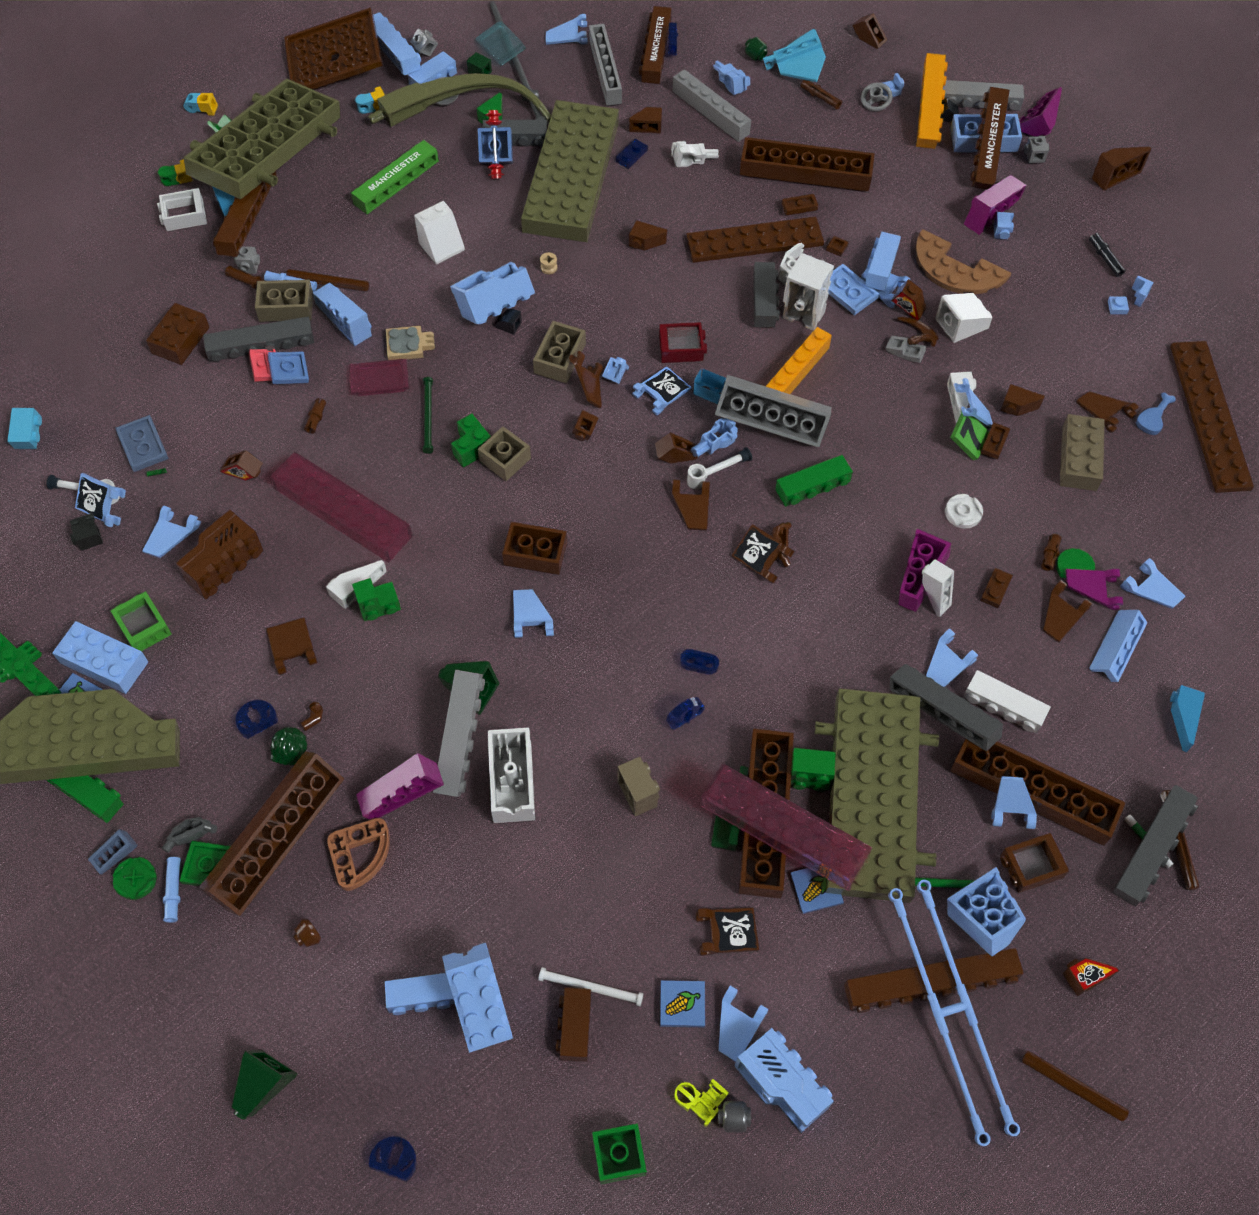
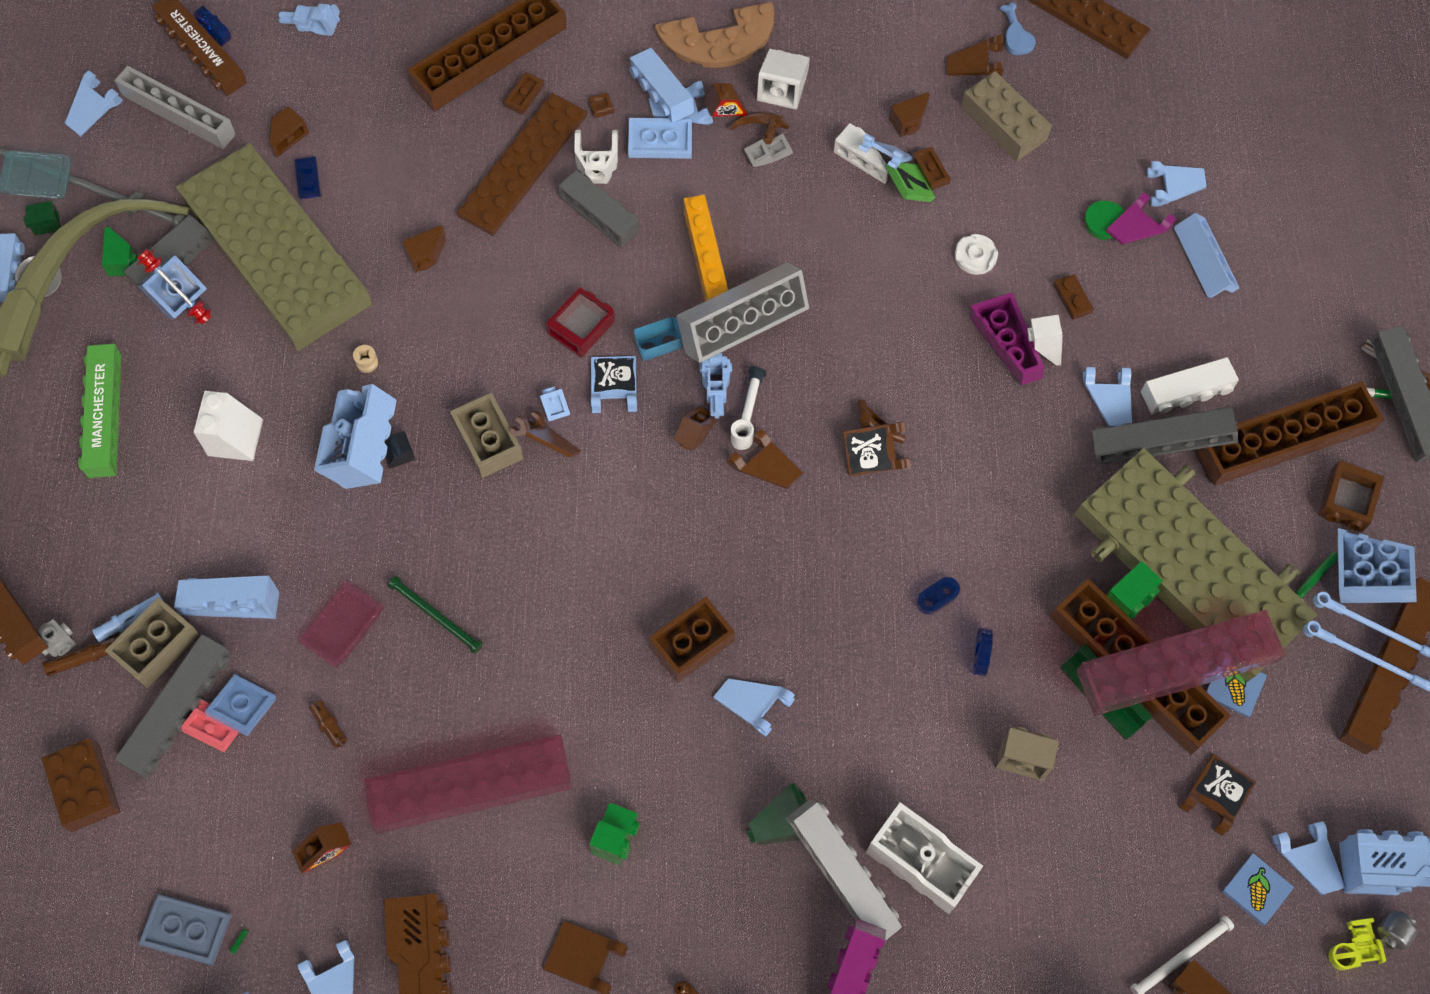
camera: 50 degrees left, 5 degrees up
(334, 280) = (165, 578): reddish brown axle -> none
(341, 587) = (570, 848): white slope -> none
(408, 342) = (326, 564): piece -> none
(472, 437) = (512, 593): green brick -> none
(504, 453) = (557, 580): dark tan brick -> none
(587, 421) = (593, 483): reddish brown brick -> none
(689, 154) = (365, 133): white piece -> none
(711, 105) = (328, 63): light grey brick -> none
(807, 290) = (647, 171): white piece -> none
(813, 480) = (838, 342): green brick -> none
(1013, 798) = (1291, 459): light blue flag -> none
(1051, 552) = (1077, 226): reddish brown pin -> none
(1062, 615) = (1143, 271): reddish brown flag -> none
(1186, 714) = (1311, 265): dark azure slope -> none

